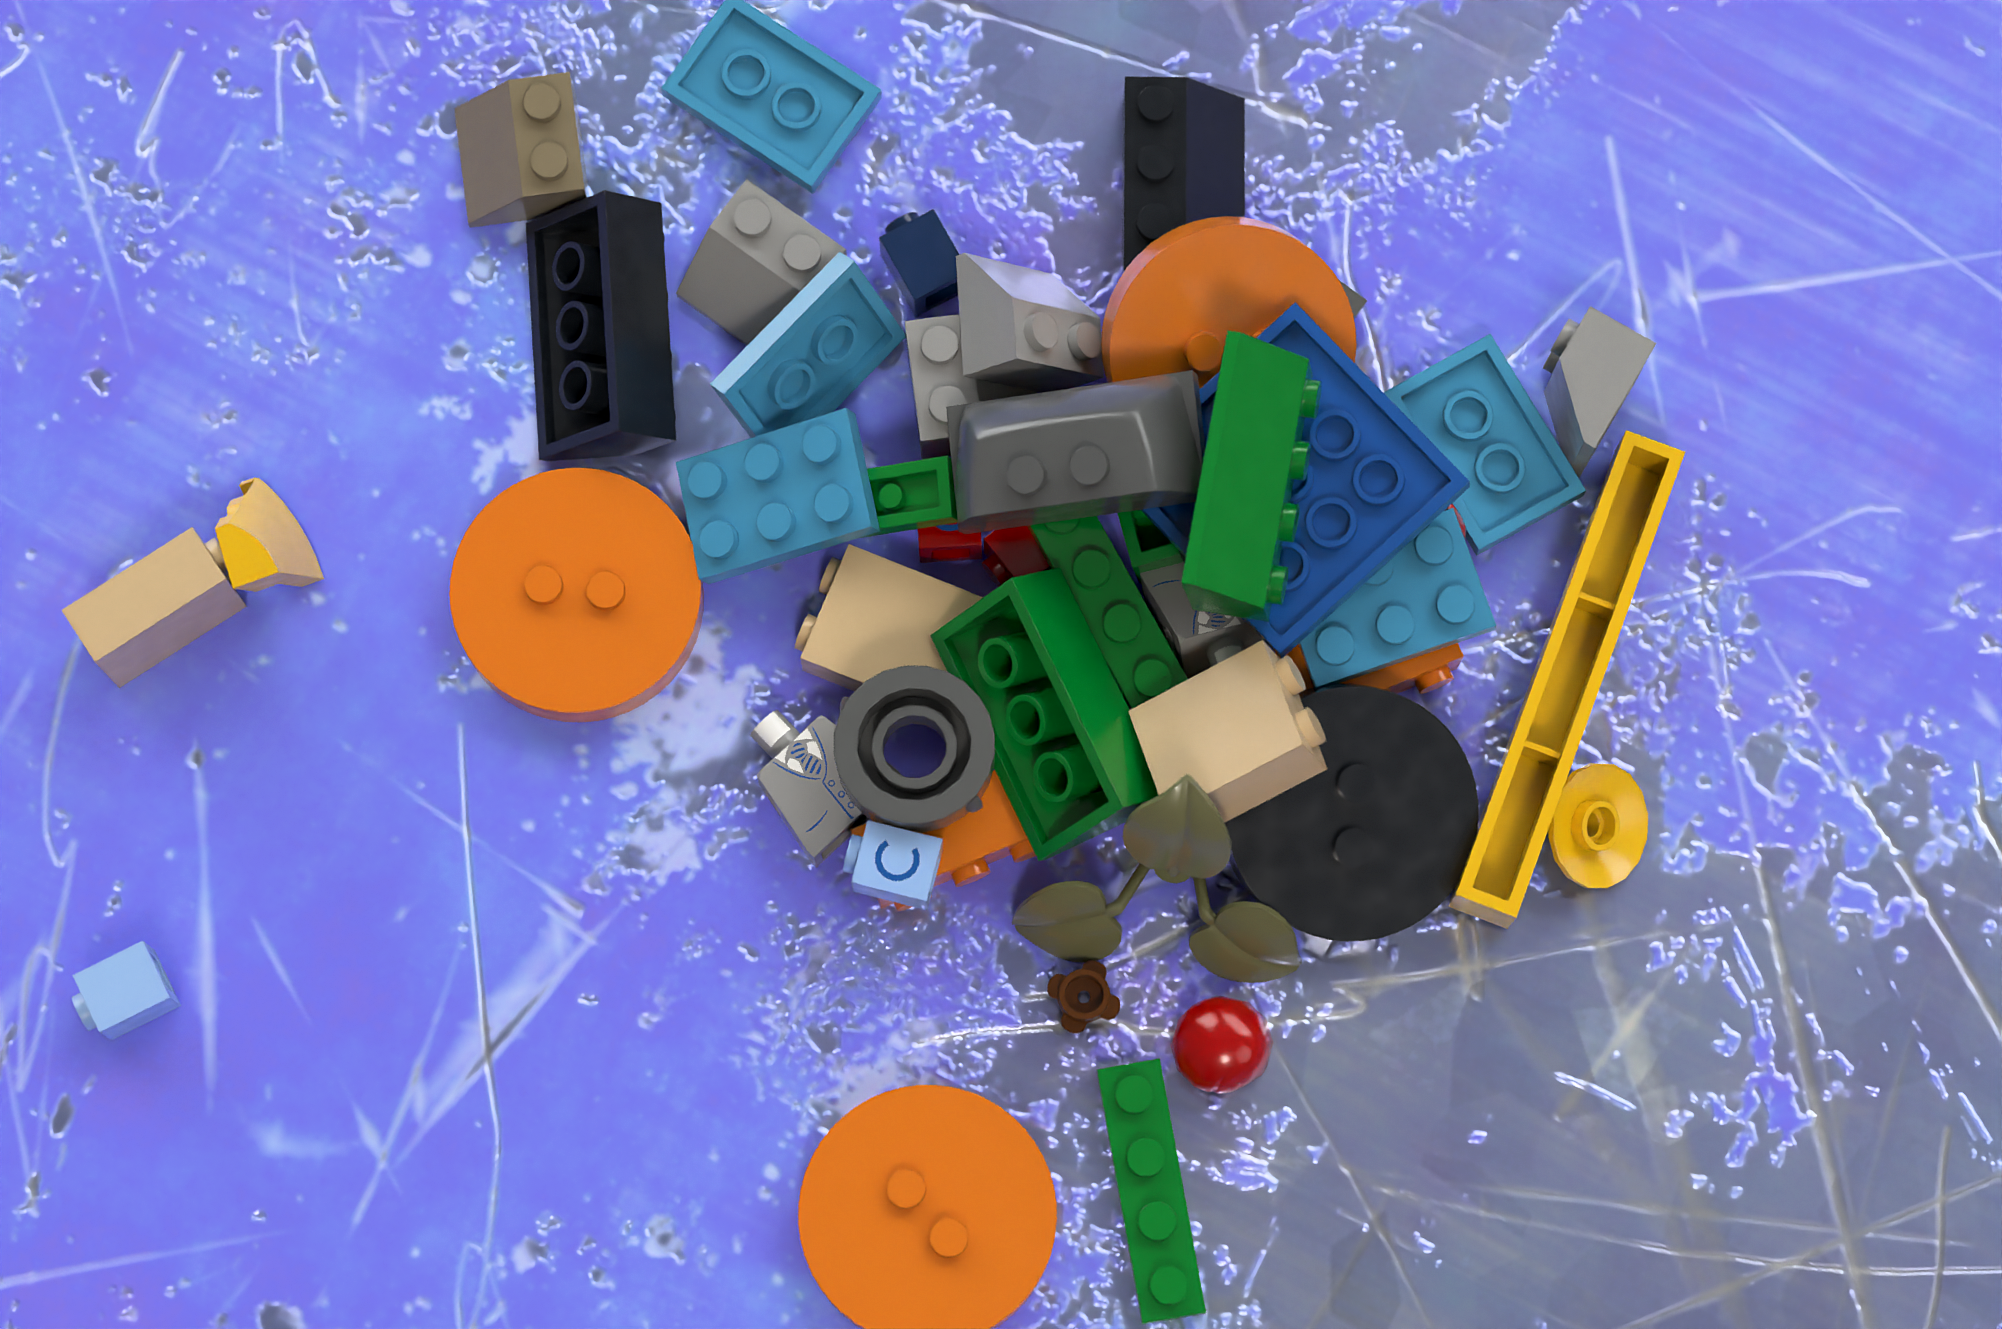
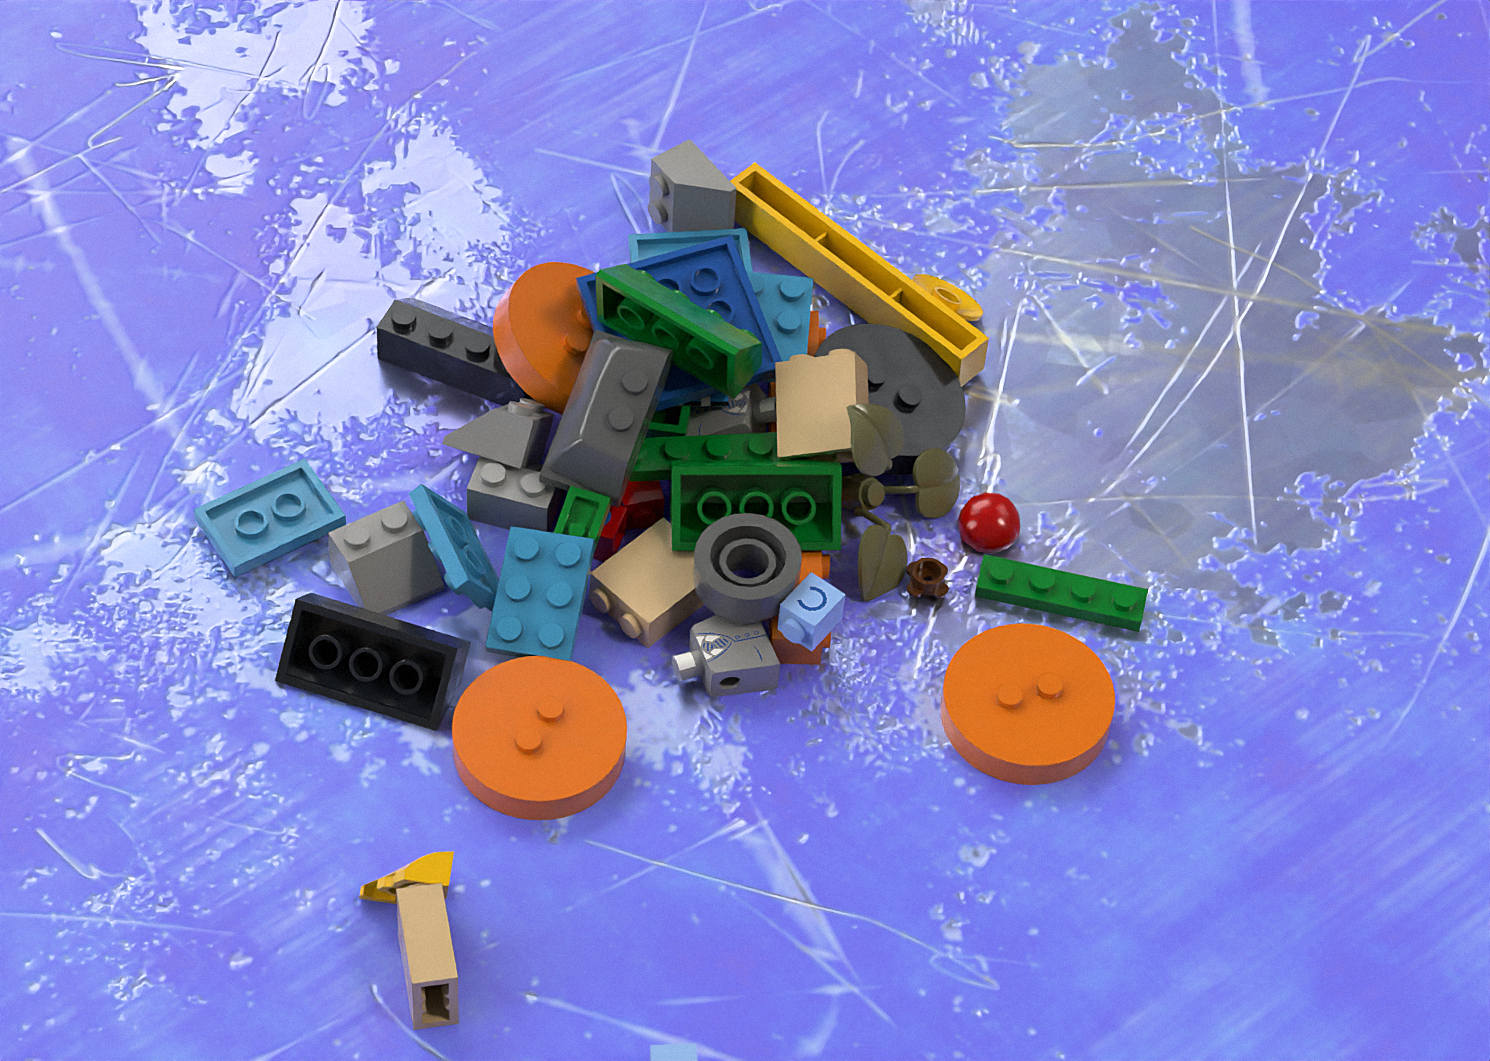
camera: 70 degrees left, 25 degrees down
(521, 150) = (230, 655): dark tan slope -> none
(920, 260) = (428, 468): dark blue brick -> none

